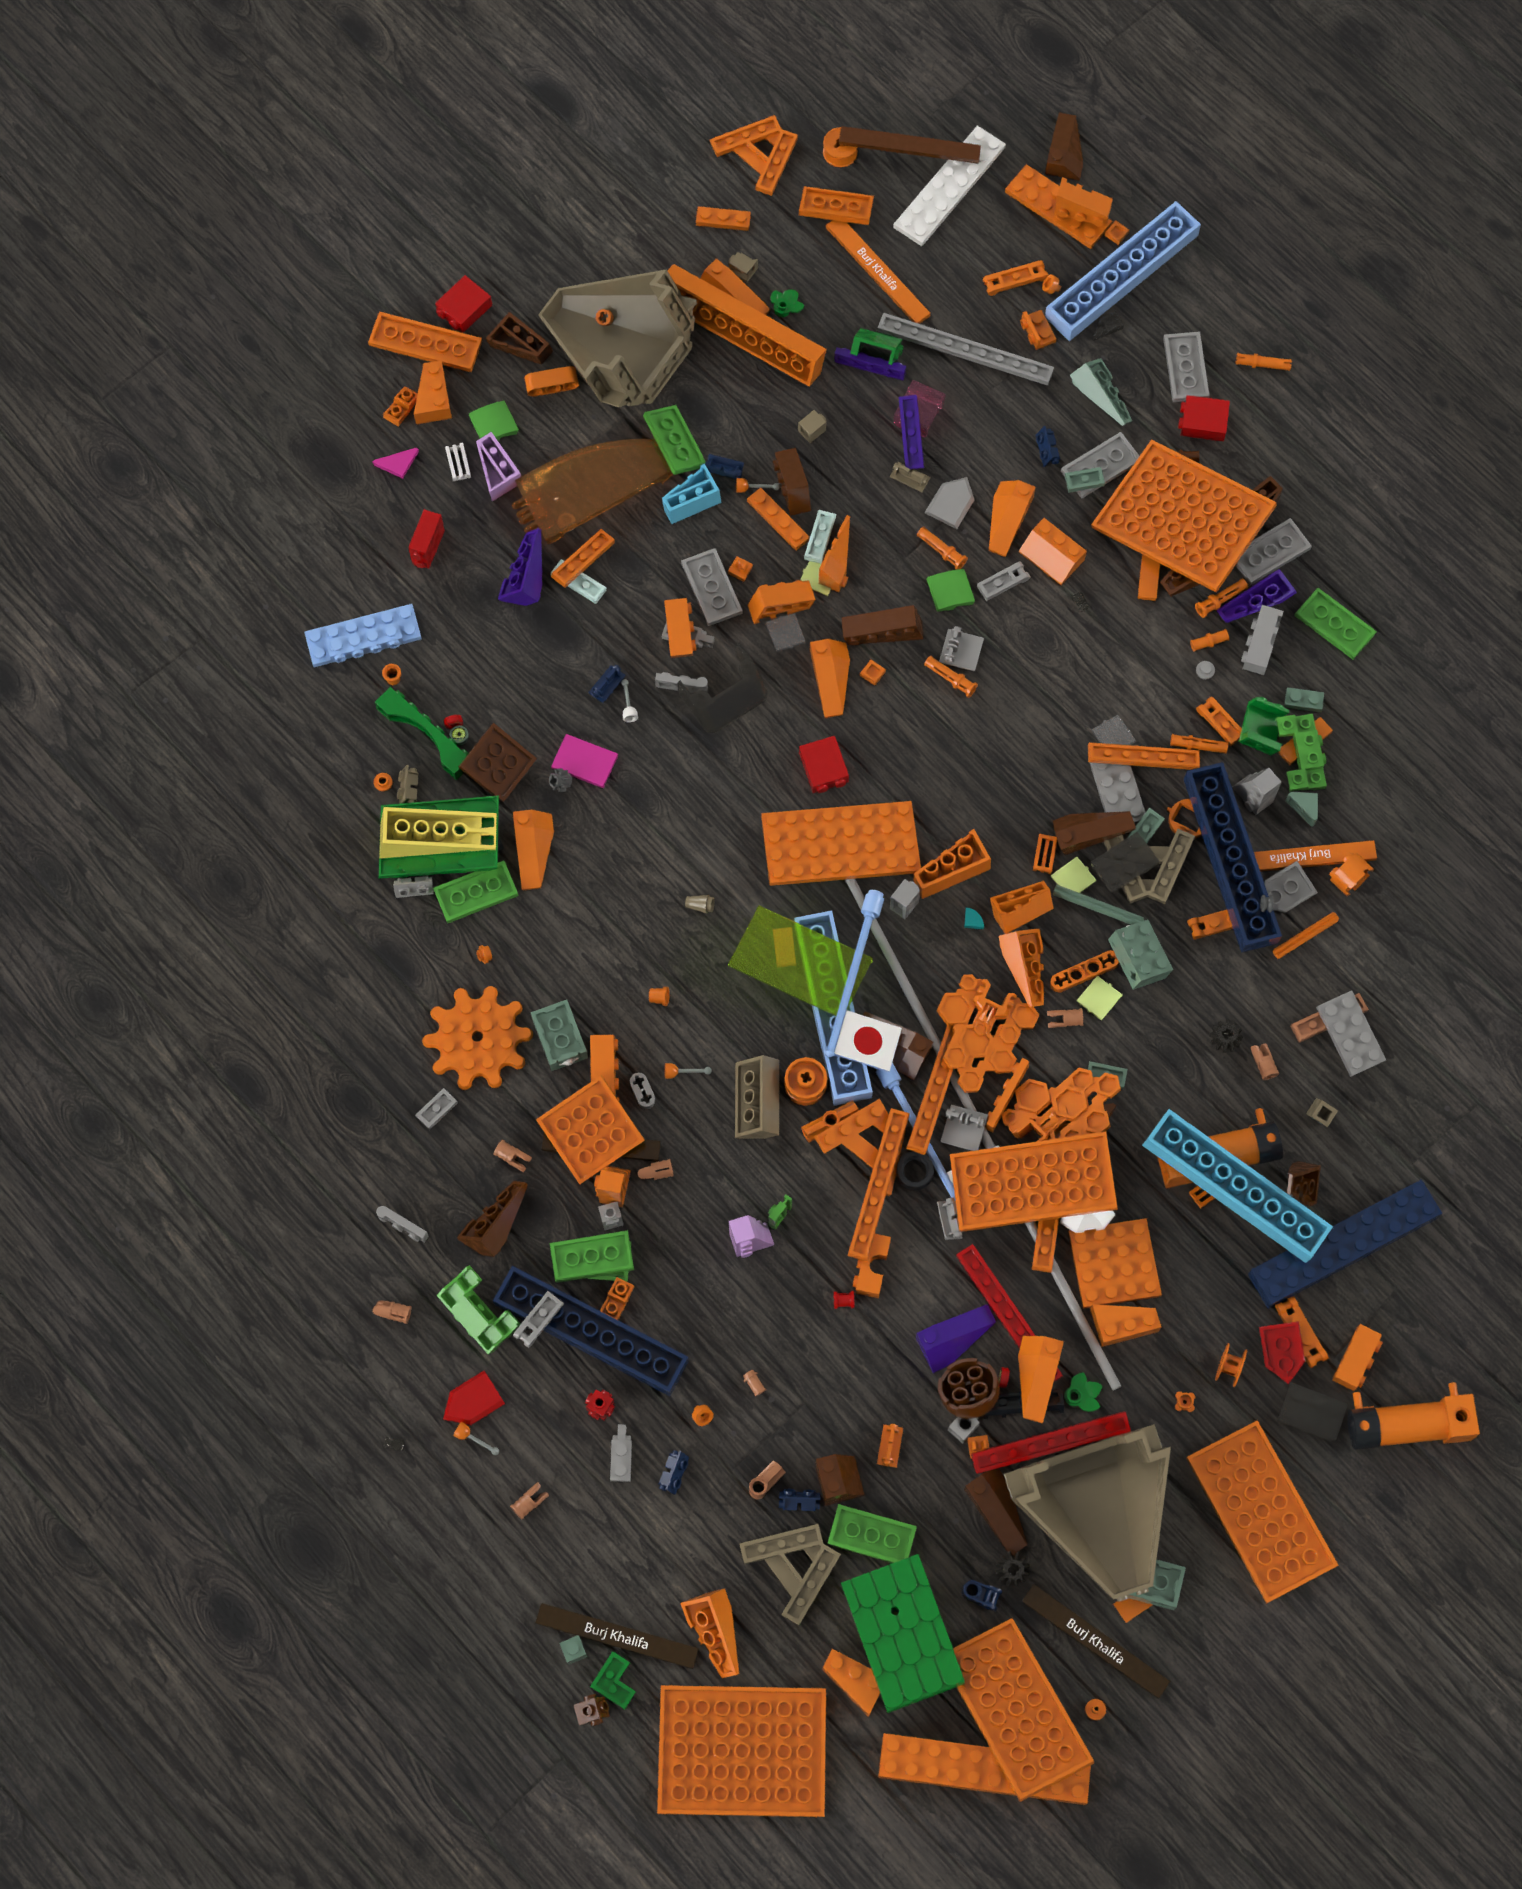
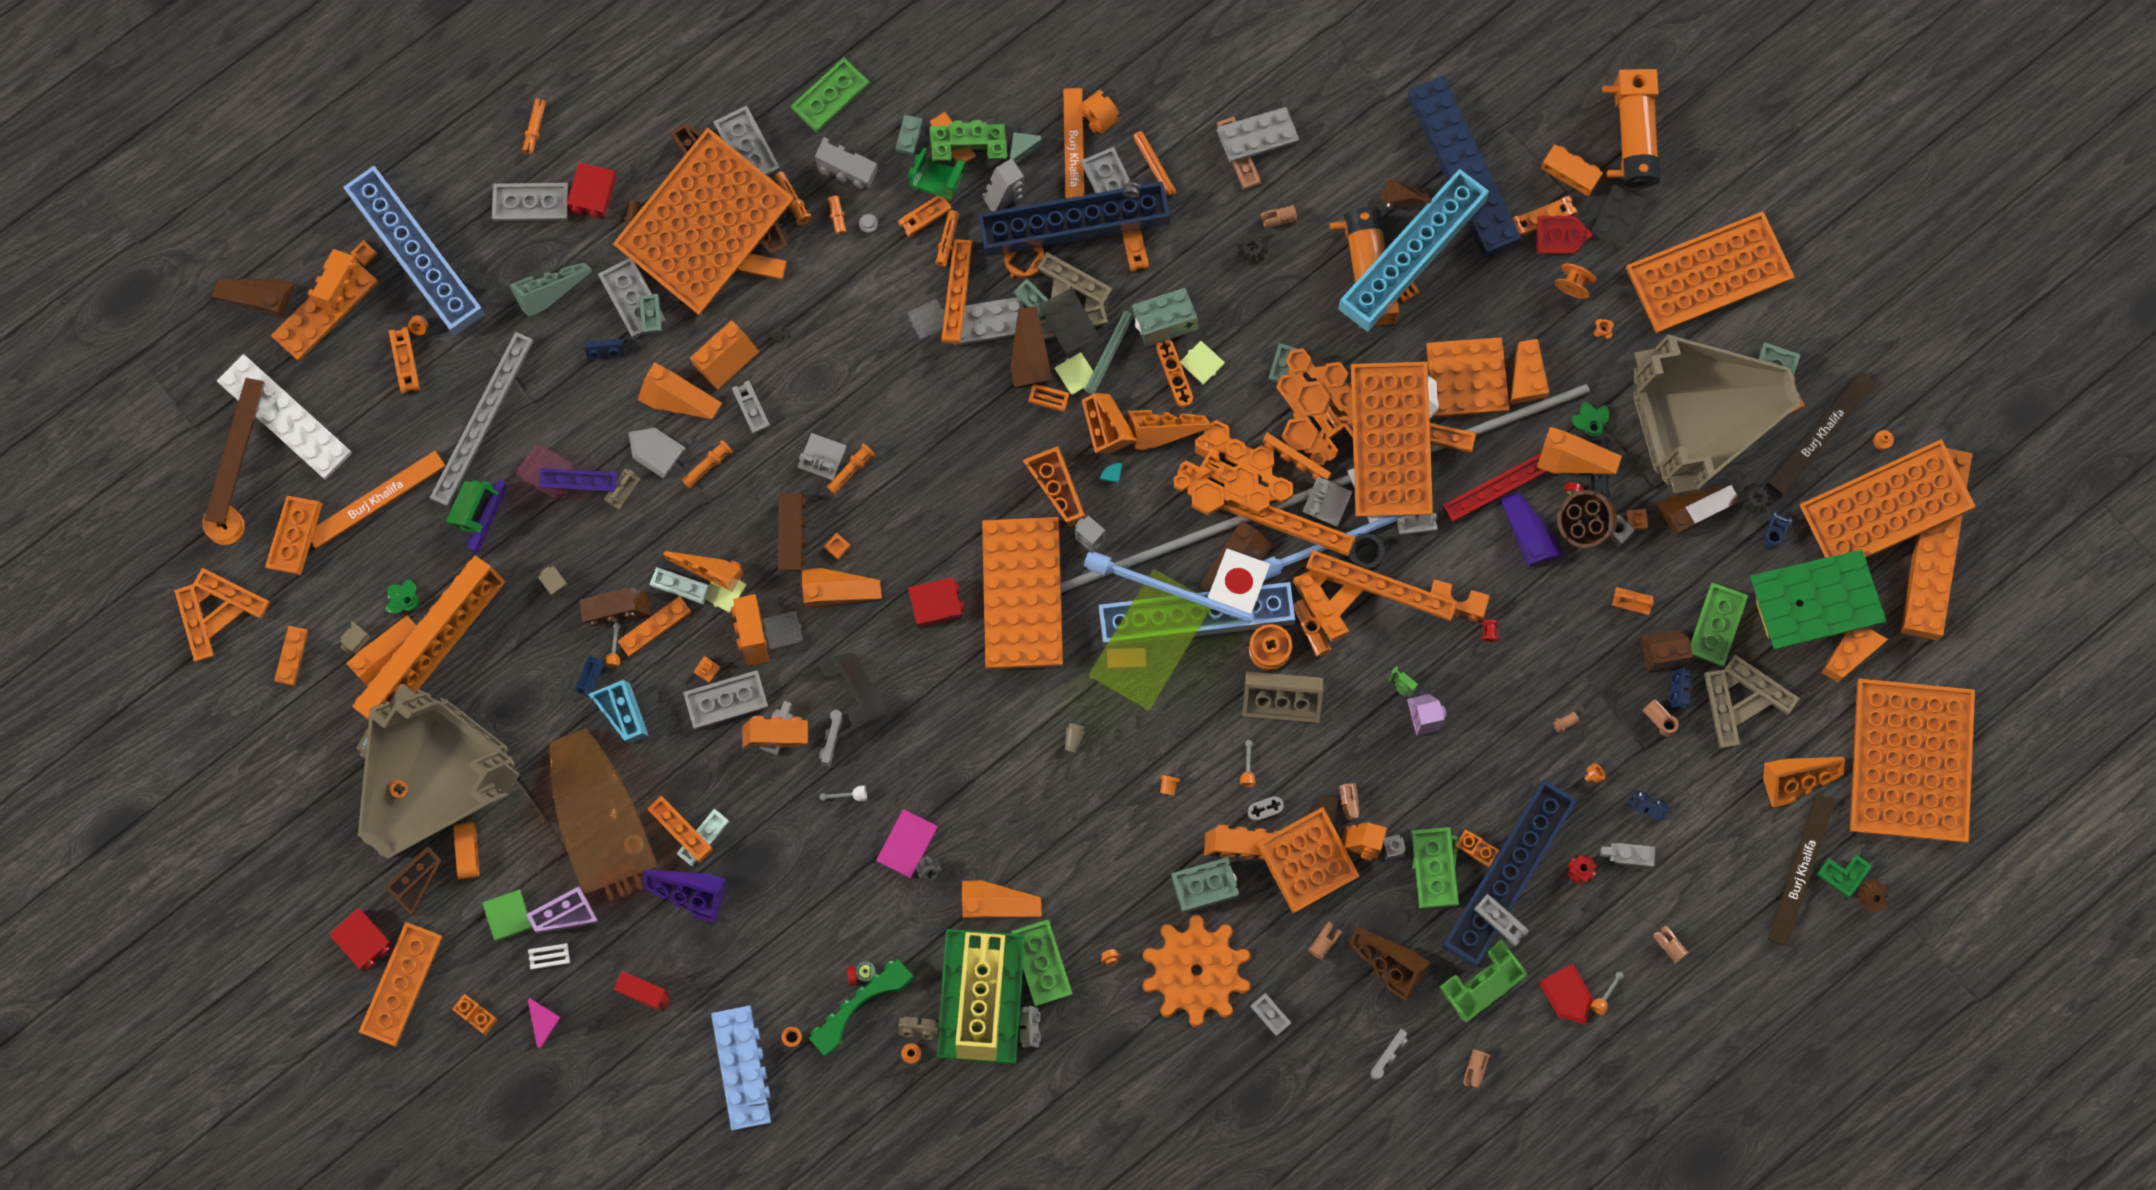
camera: 85 degrees left, 5 degrees up
(432, 396) = (469, 977): orange wedge -> none
(497, 762) = (904, 931): reddish brown plate -> none
(573, 1649) = (1815, 910): sand green brick -> none
(607, 683) = (823, 815): dark blue hinge -> none
(674, 439) = (552, 725): bright green tile -> none
(950, 590) = (755, 460): bright green slope -> none
(1038, 329) = (467, 344): orange bracket -> none
(1050, 1442) = (1638, 452): red plate -> none
(1070, 1018) = (1222, 392): nougat hinge -> none
(1267, 592) = (799, 157): dark purple wedge -> none
(1321, 1112) = (1336, 170): dark tan brick -> none

